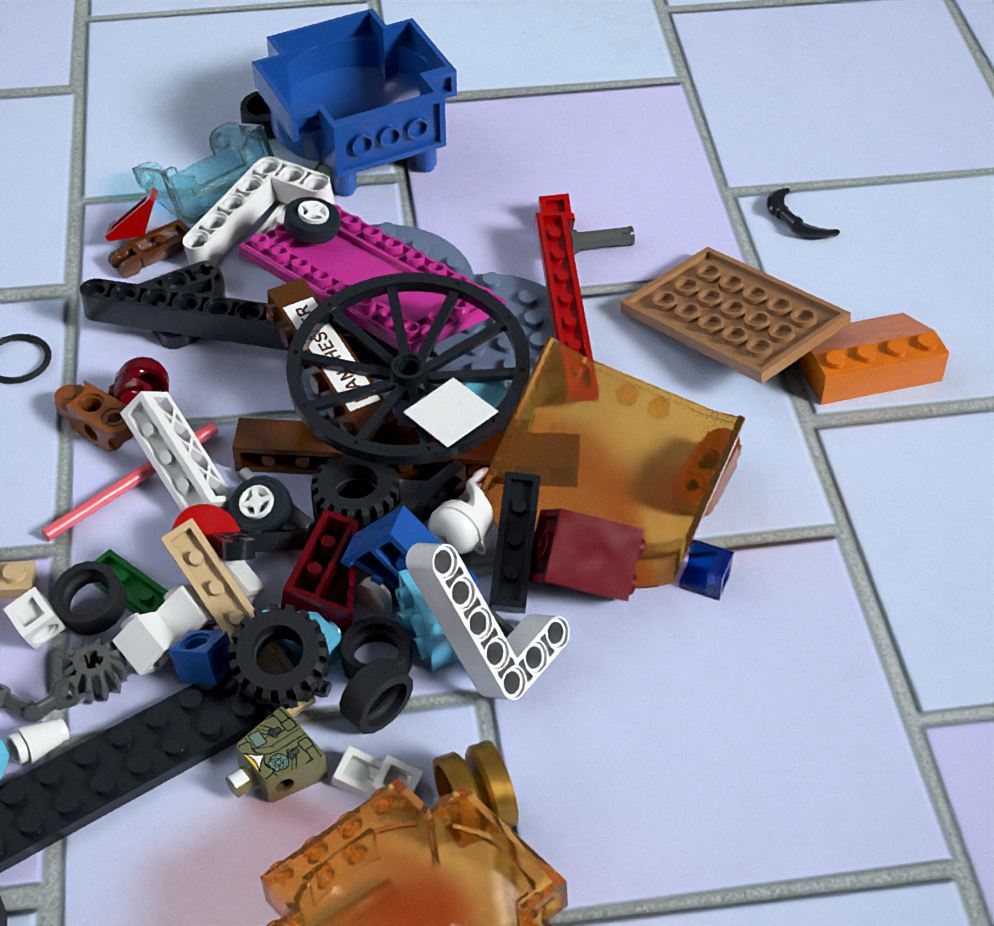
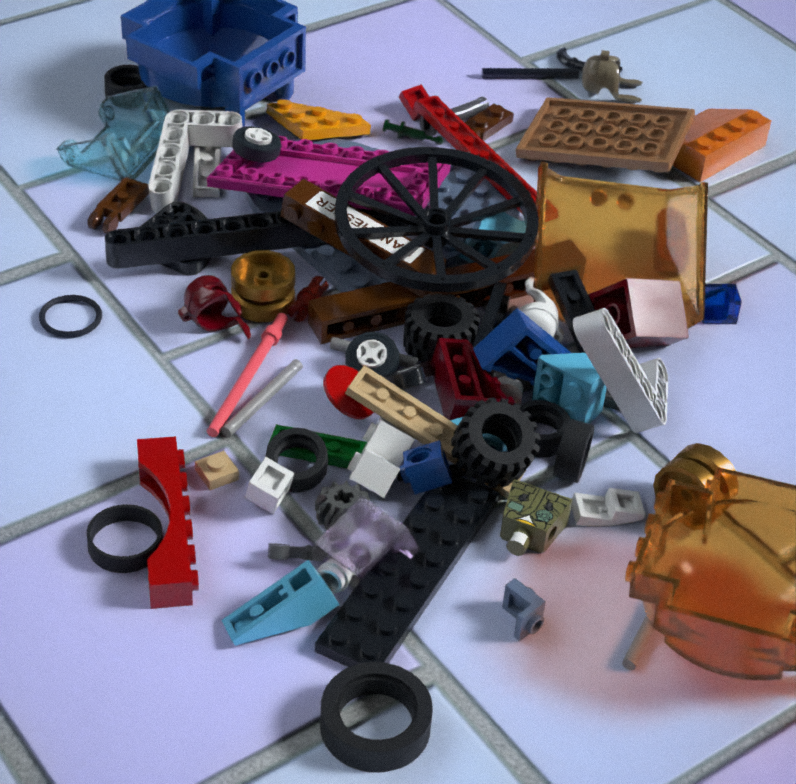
camera: 30 degrees left, 5 degrees down
(69, 711) = (365, 537): none -> clear purple bracket
(93, 415) = (184, 334): dark orange piece -> none
(113, 517) = (261, 398): none -> light grey bar
(134, 221) = (93, 184): red slope -> none
(171, 454) = (280, 339): white fence -> none
(182, 877) = (525, 607): none -> sand blue bracket
(211, 385) = (263, 284): none -> pearl gold wheel
(261, 410) = (307, 293): none -> clear red pin
(424, 207) = (316, 122): none -> light orange plate
(450, 412) = (496, 238): white sticker -> none
(515, 243) = (410, 132): none -> dark green piece
(614, 260) = (490, 121): none -> reddish brown hinge
(720, 210) = (530, 73): none -> black bar
(788, 235) = (604, 73): none -> dark tan hair

